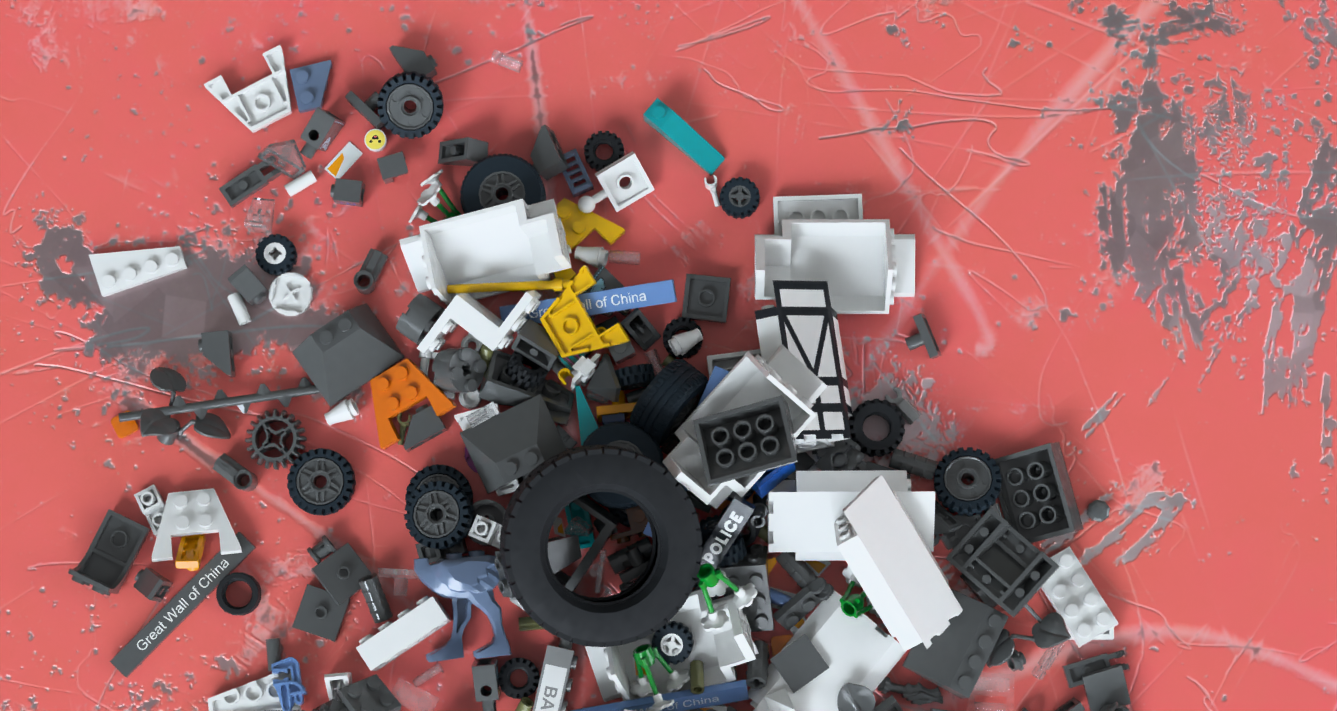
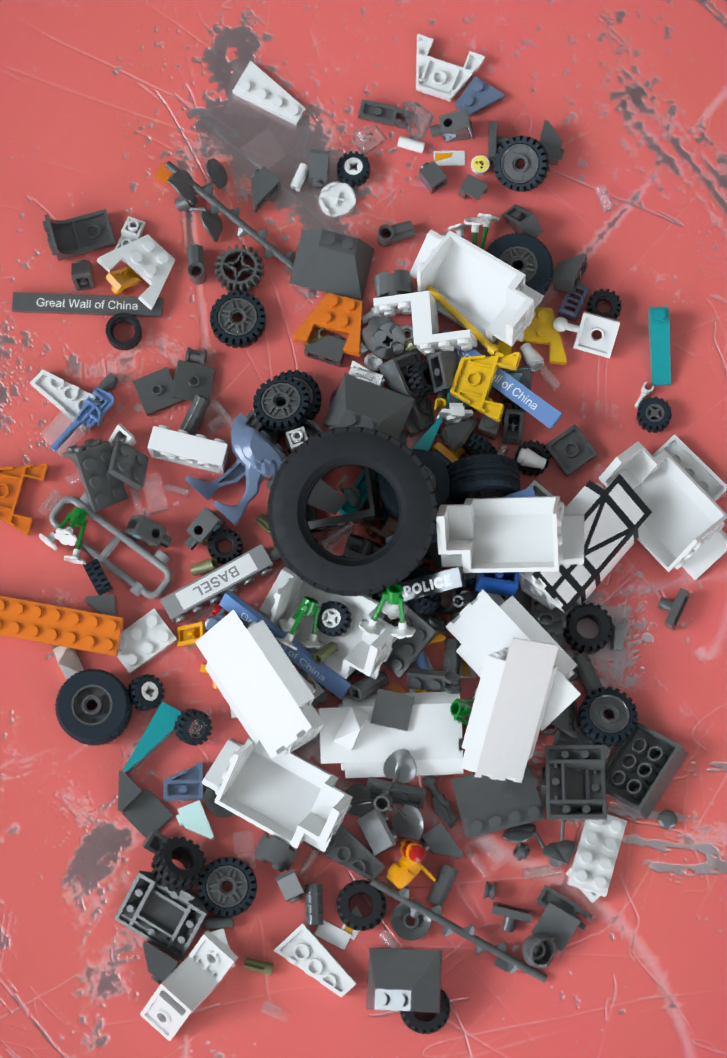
camera: 45 degrees right, 5 degrees down
(342, 412) = (292, 293): white cone -> none
(746, 440) = (502, 540): dark grey slope -> none

